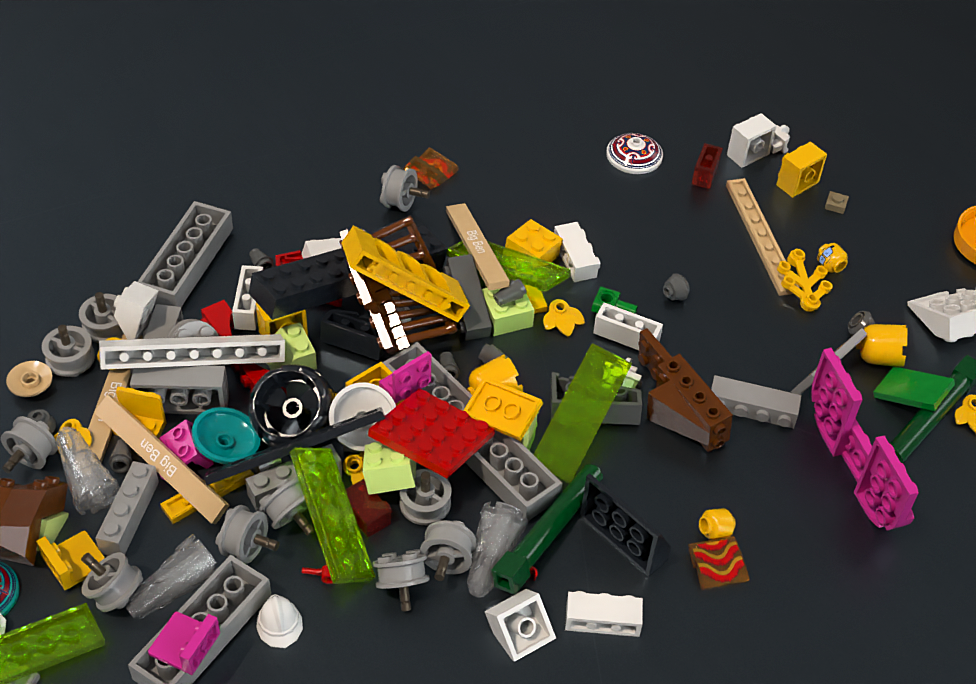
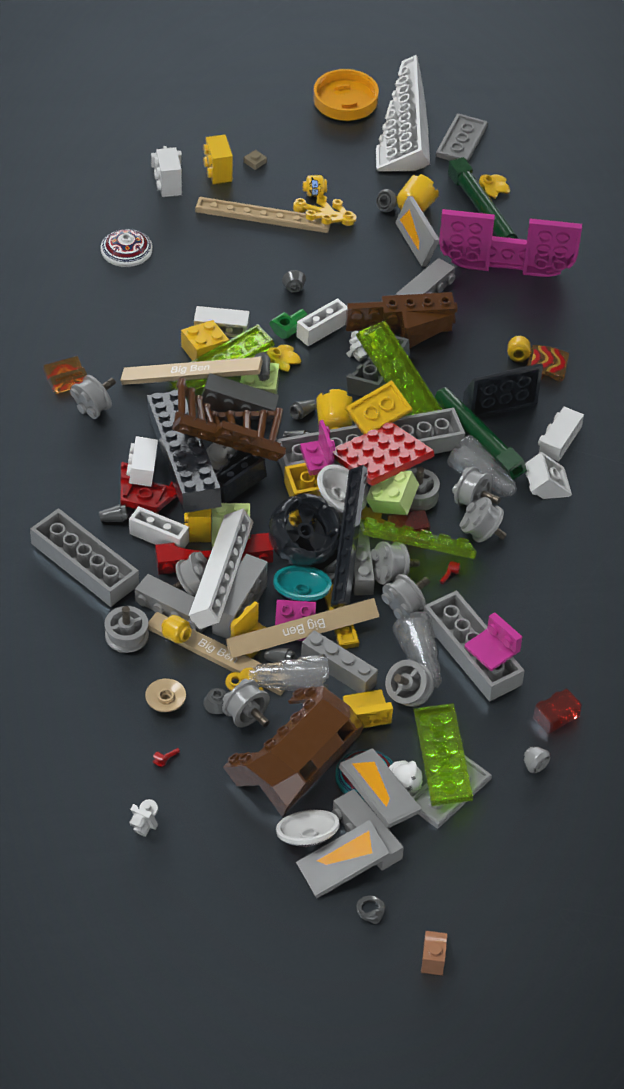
camera: 65 degrees left, 0 degrees up
(68, 350) = (150, 660): light grey wheel -> none
(134, 309) = (145, 595): white slope -> none
(279, 622) = (482, 603): white piece -> none
(404, 274) = (233, 406): yellow fence -> none
(707, 166) = (178, 209): clear red brick -> none
(914, 388) = (464, 197): green tile -> none

